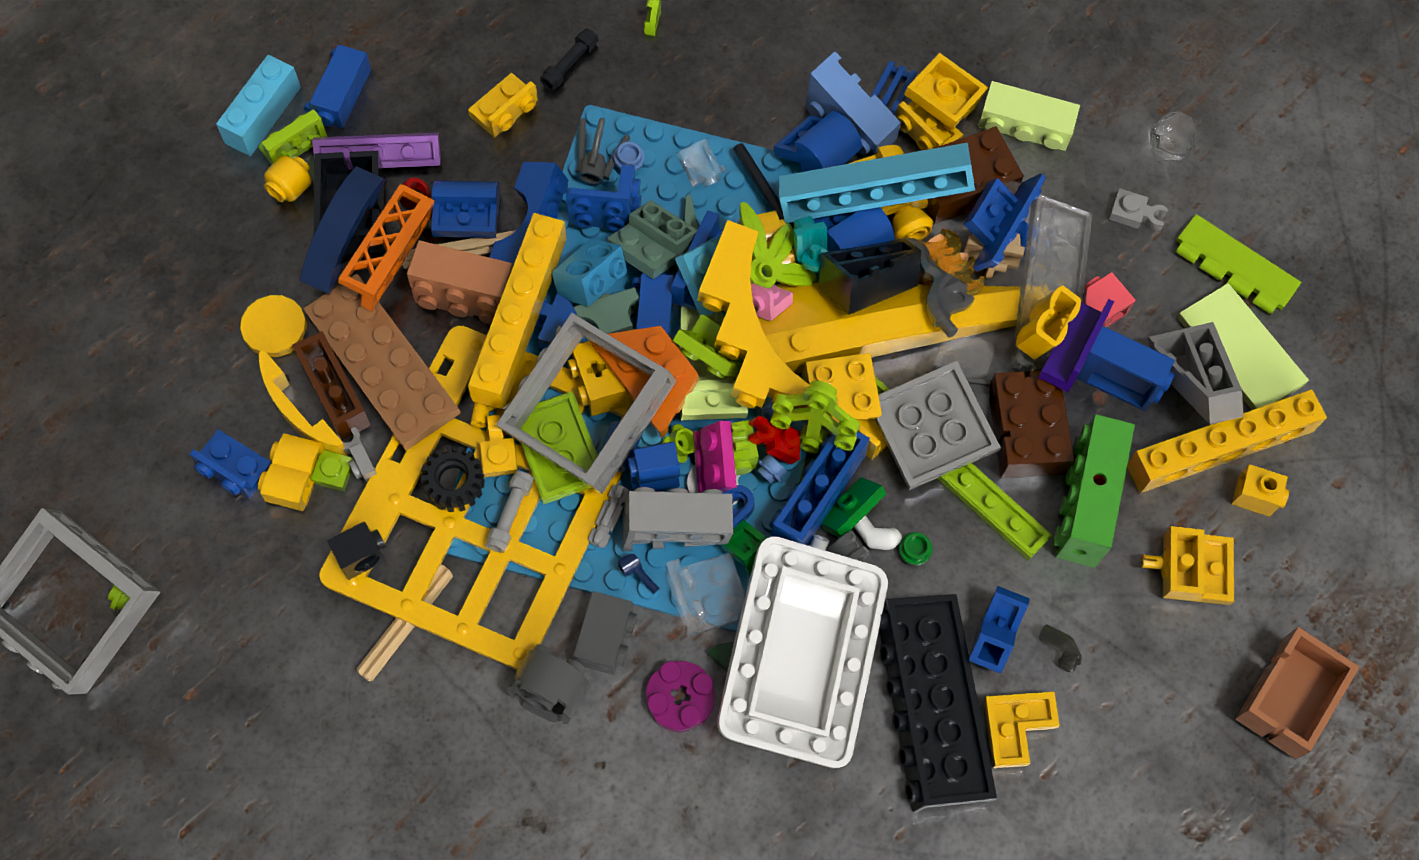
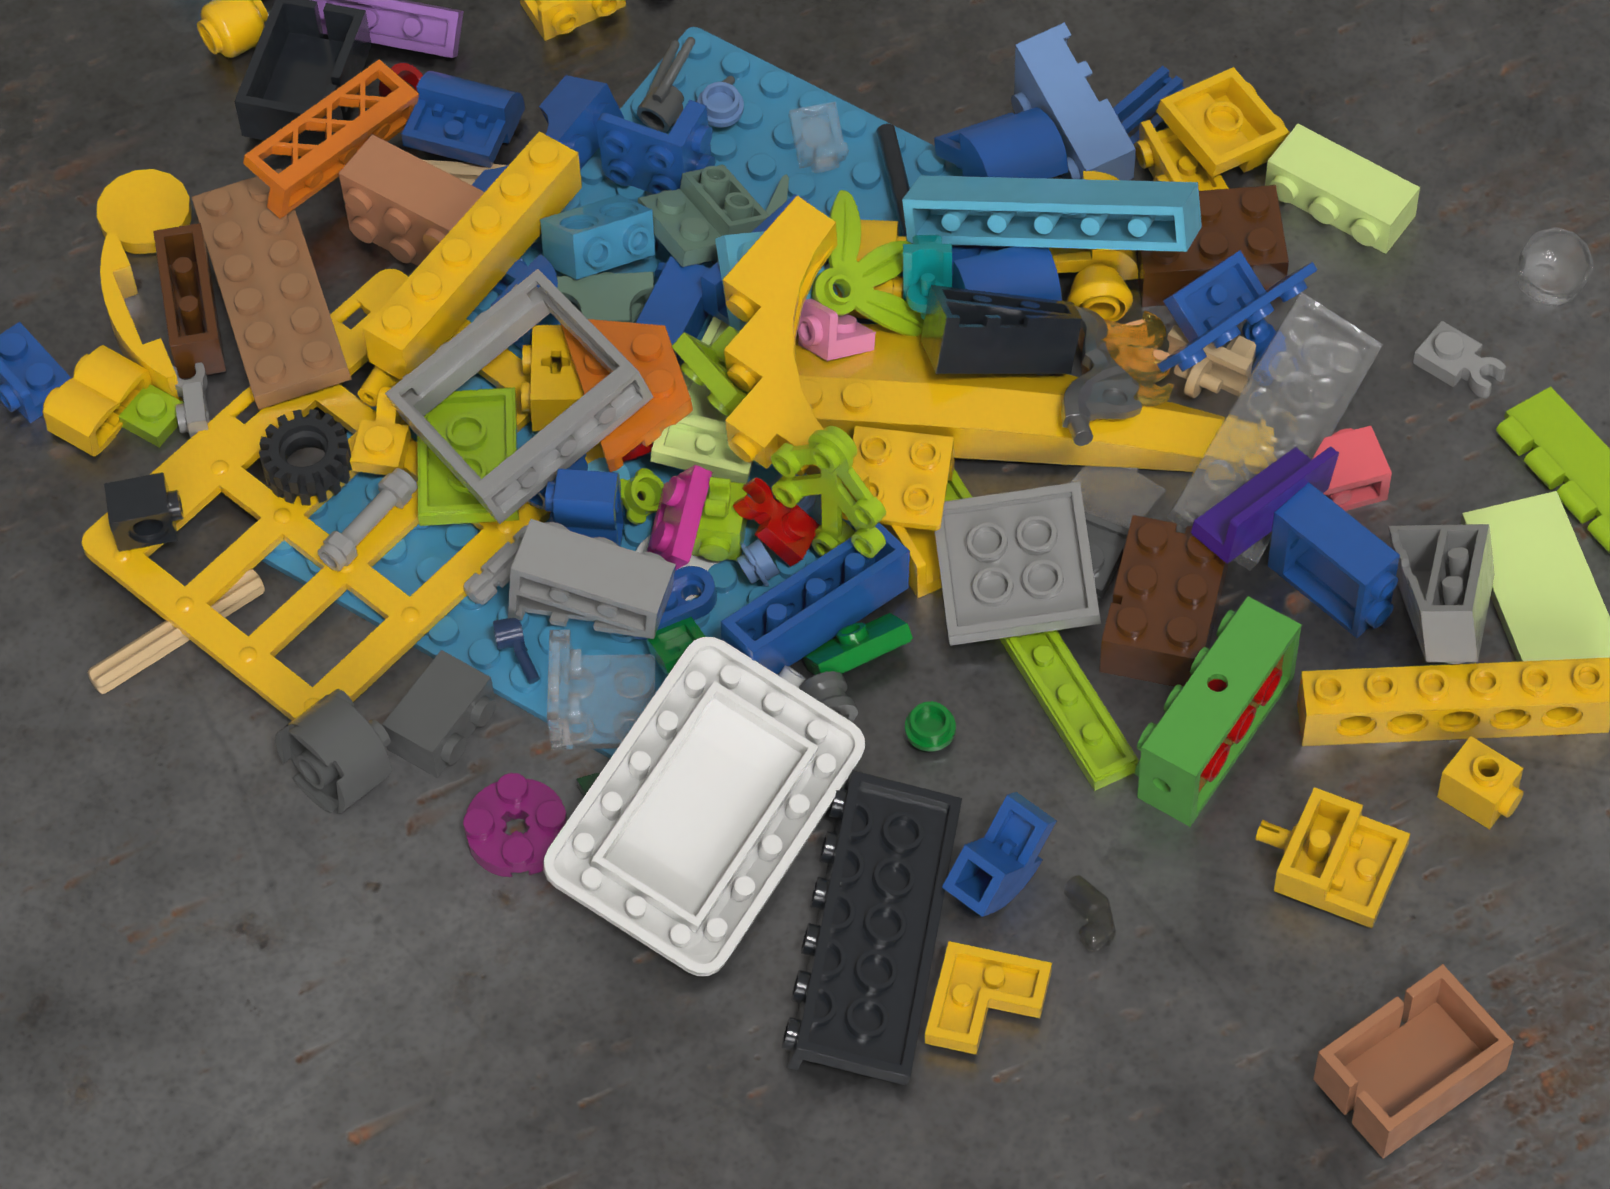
camera: 25 degrees right, 10 degrees down
(337, 228) = (271, 94): dark blue slope -> none
(877, 537) = (880, 697): white arm -> none
(1048, 322) = (1233, 460): yellow brick -> none

